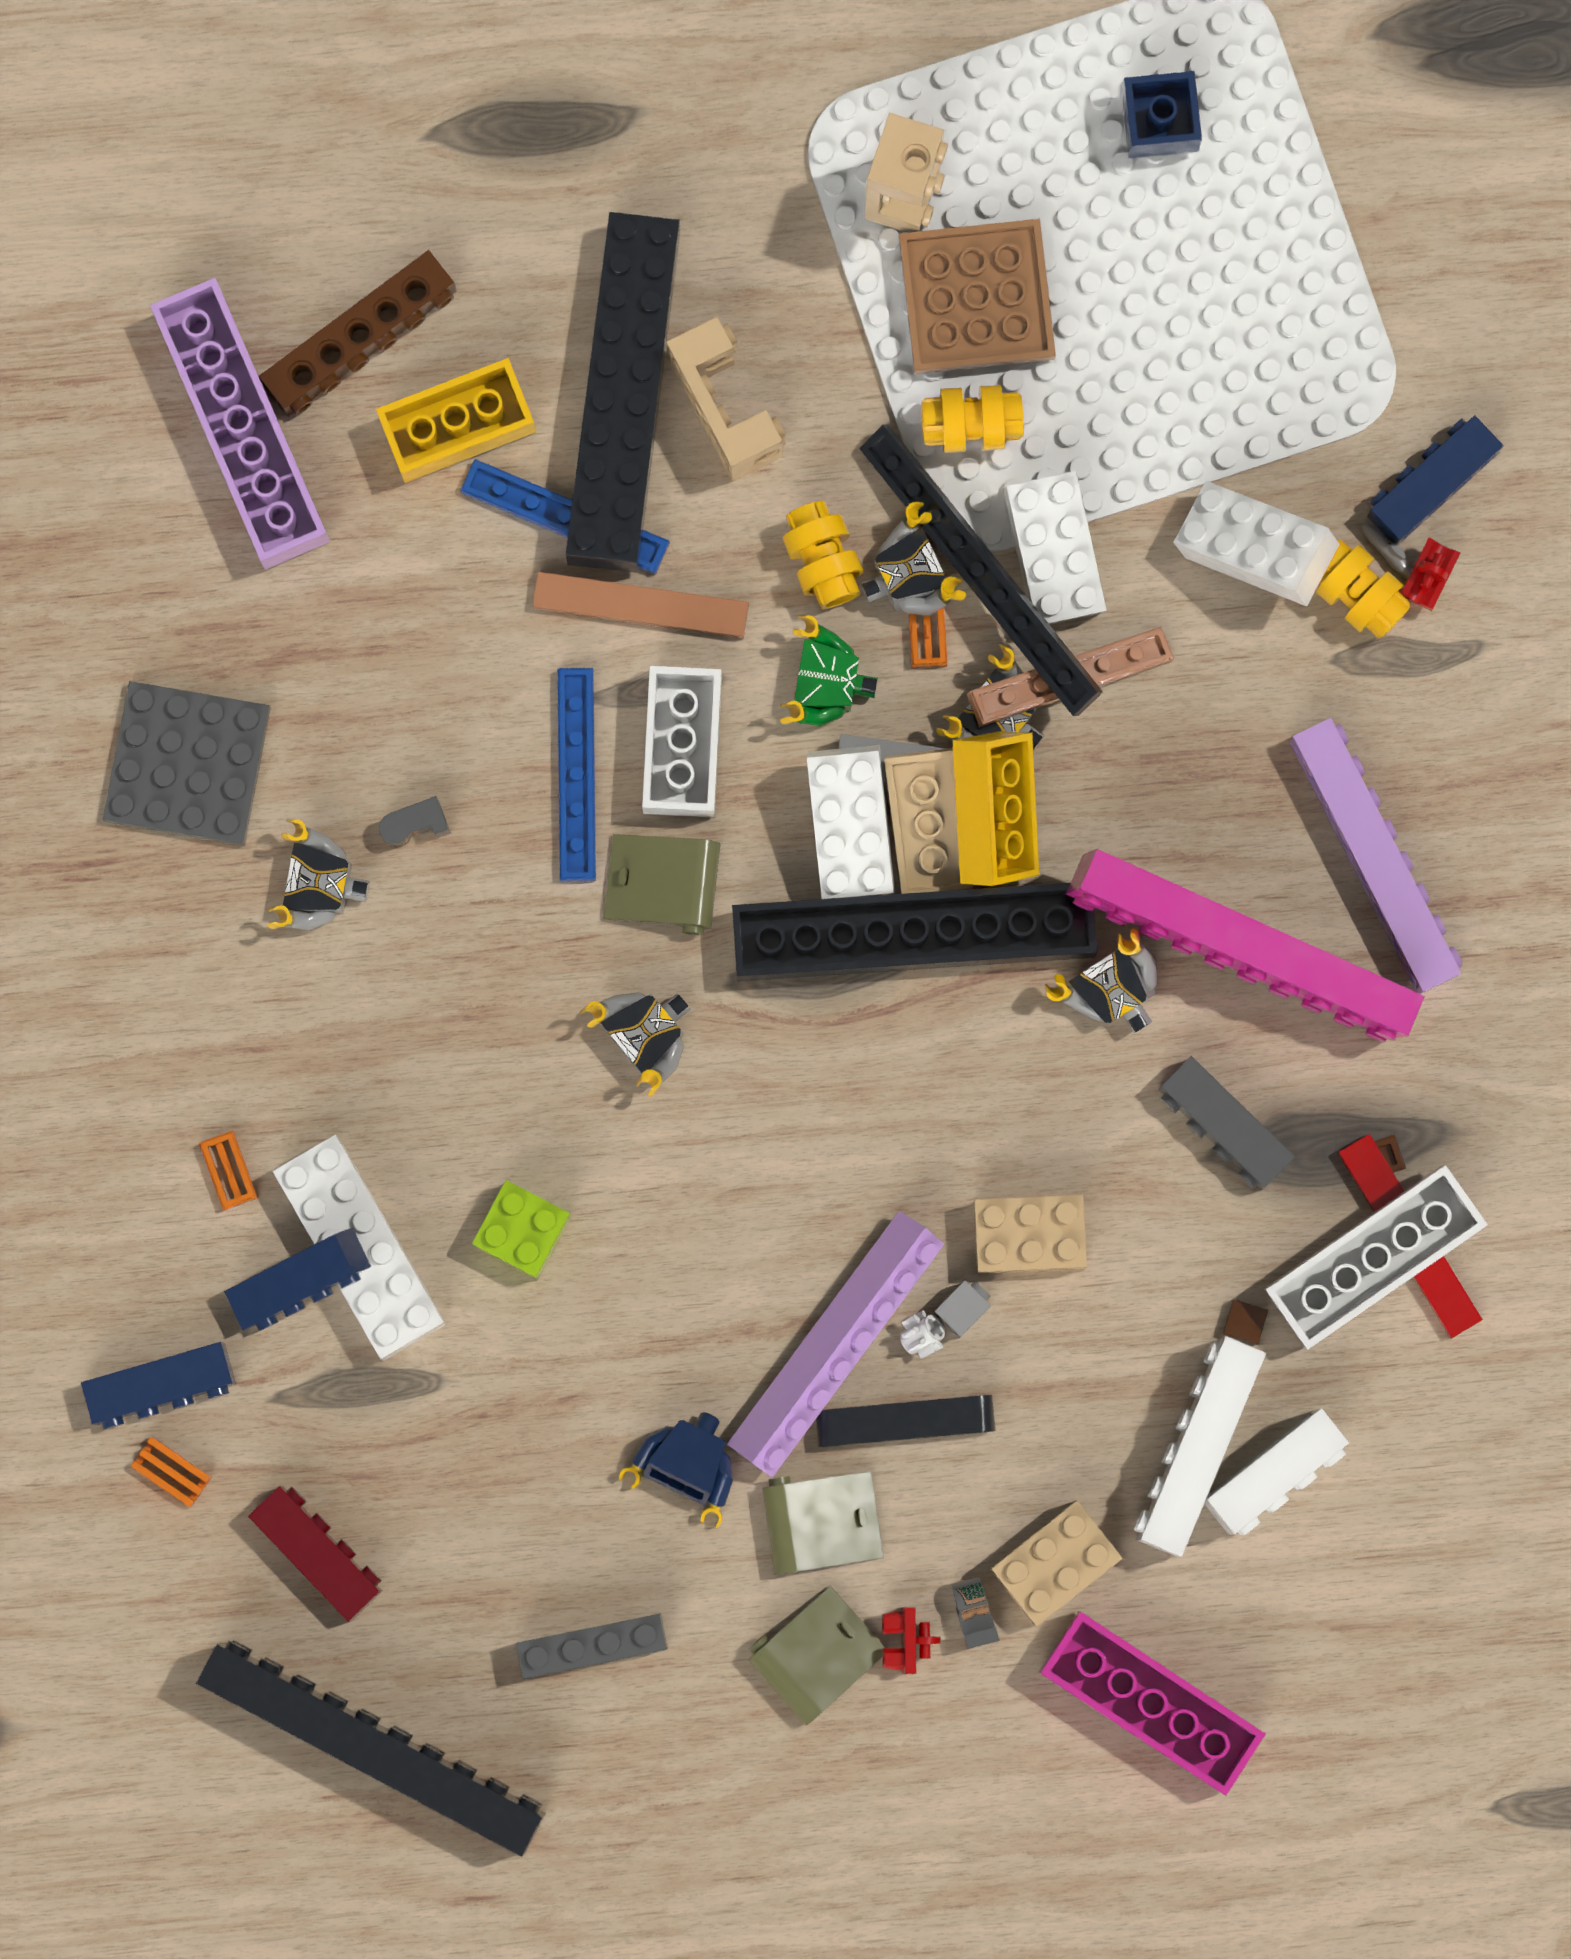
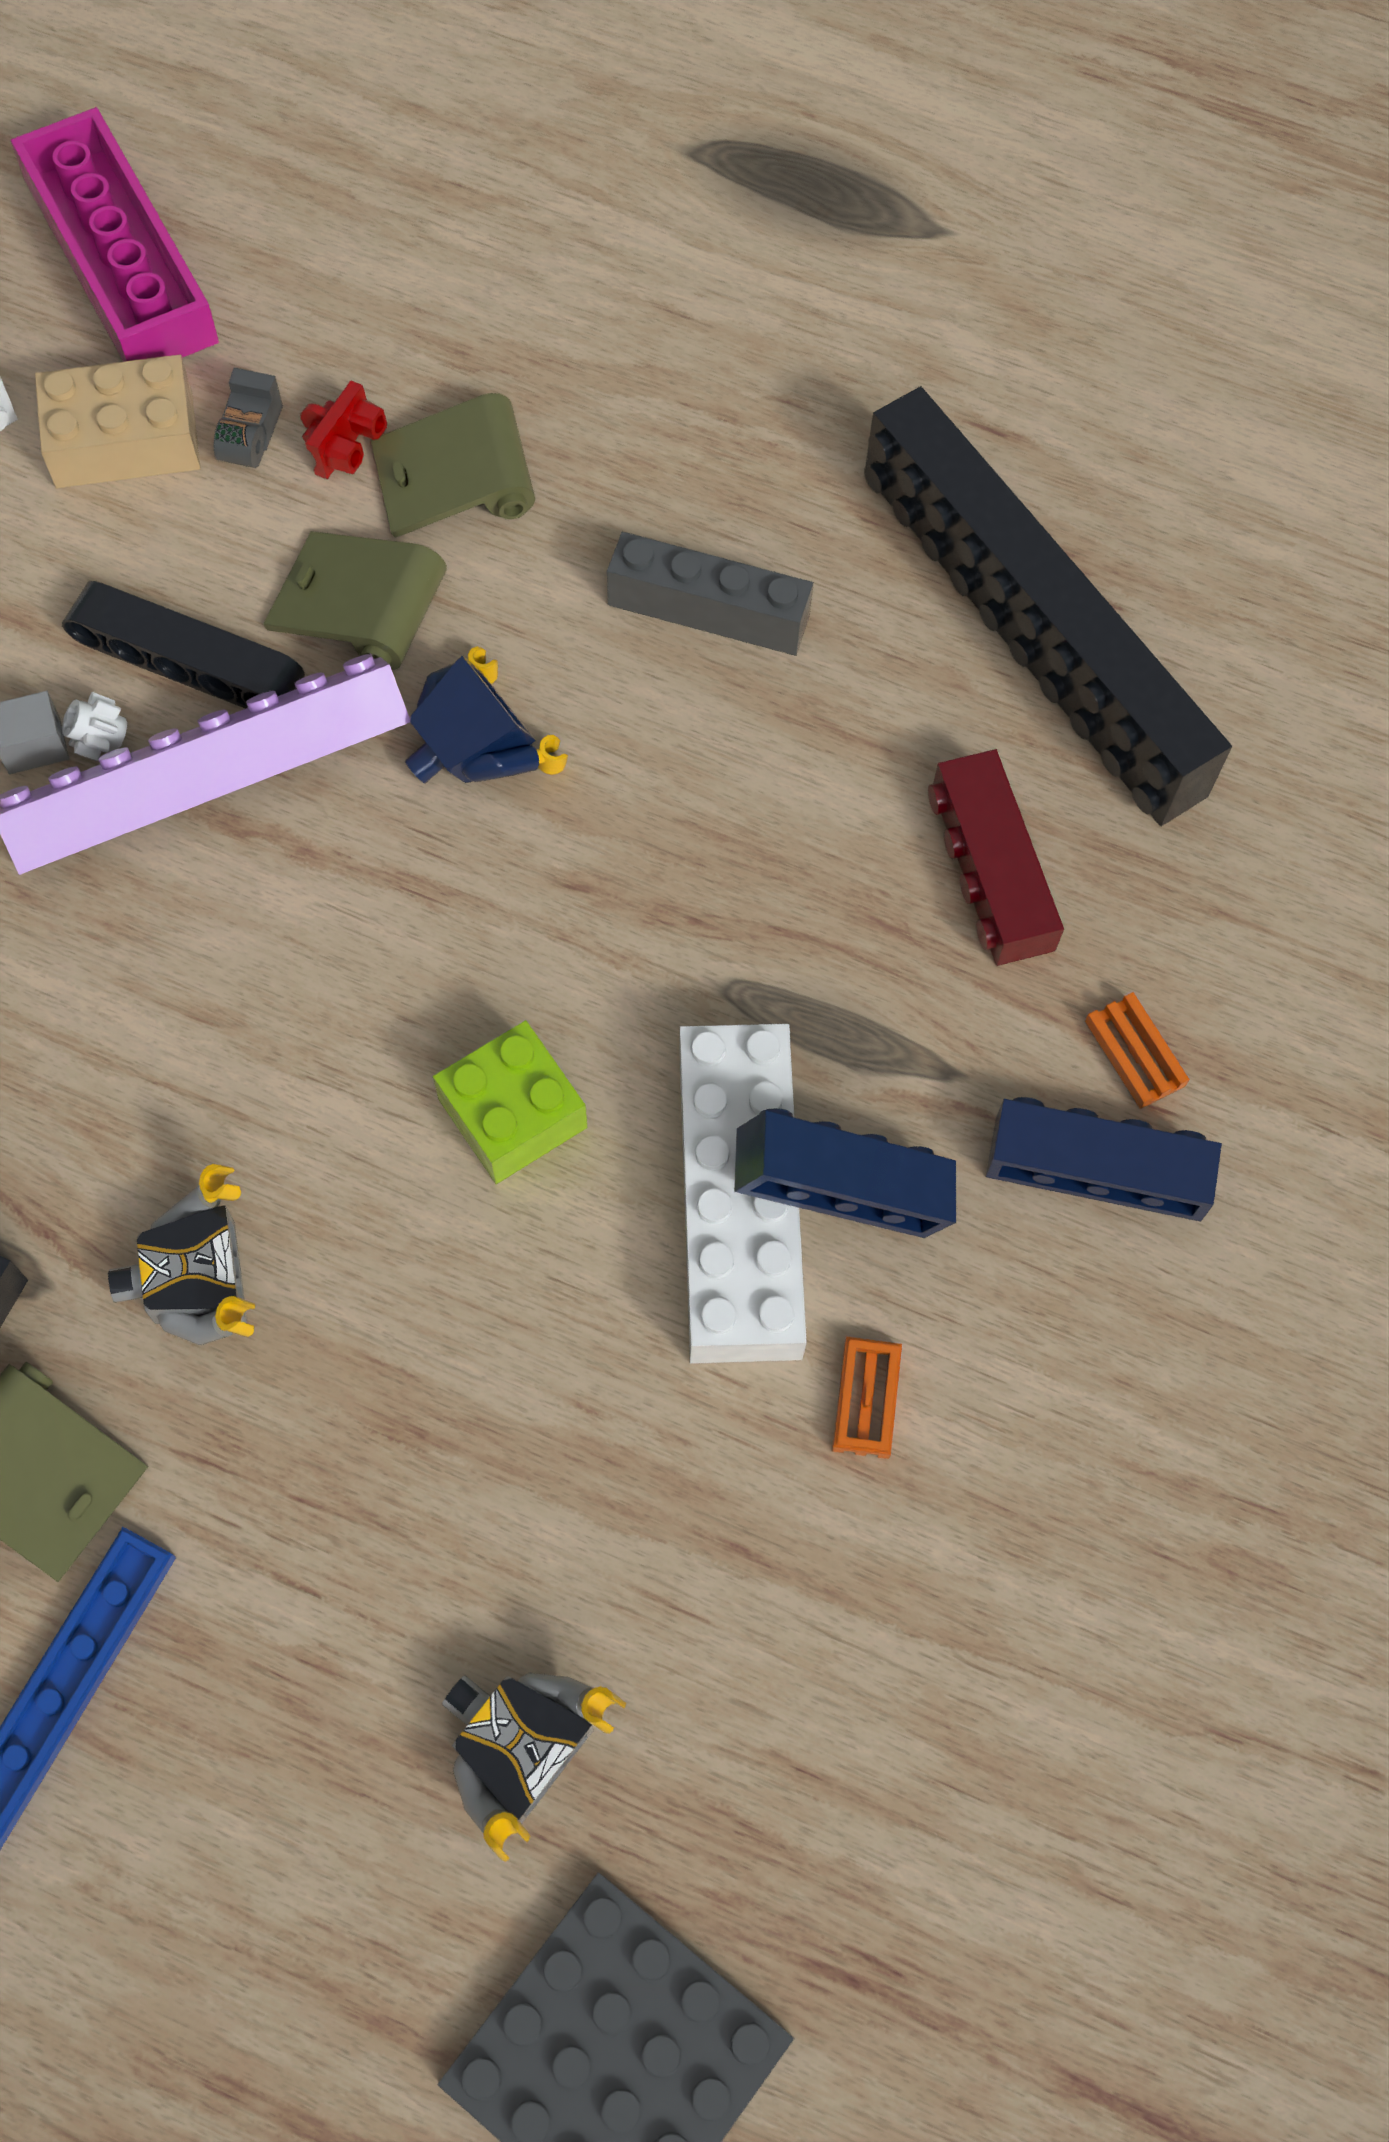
camera: 155 degrees left, 15 degrees down
(402, 825) = (345, 1764): dark grey leg -> none

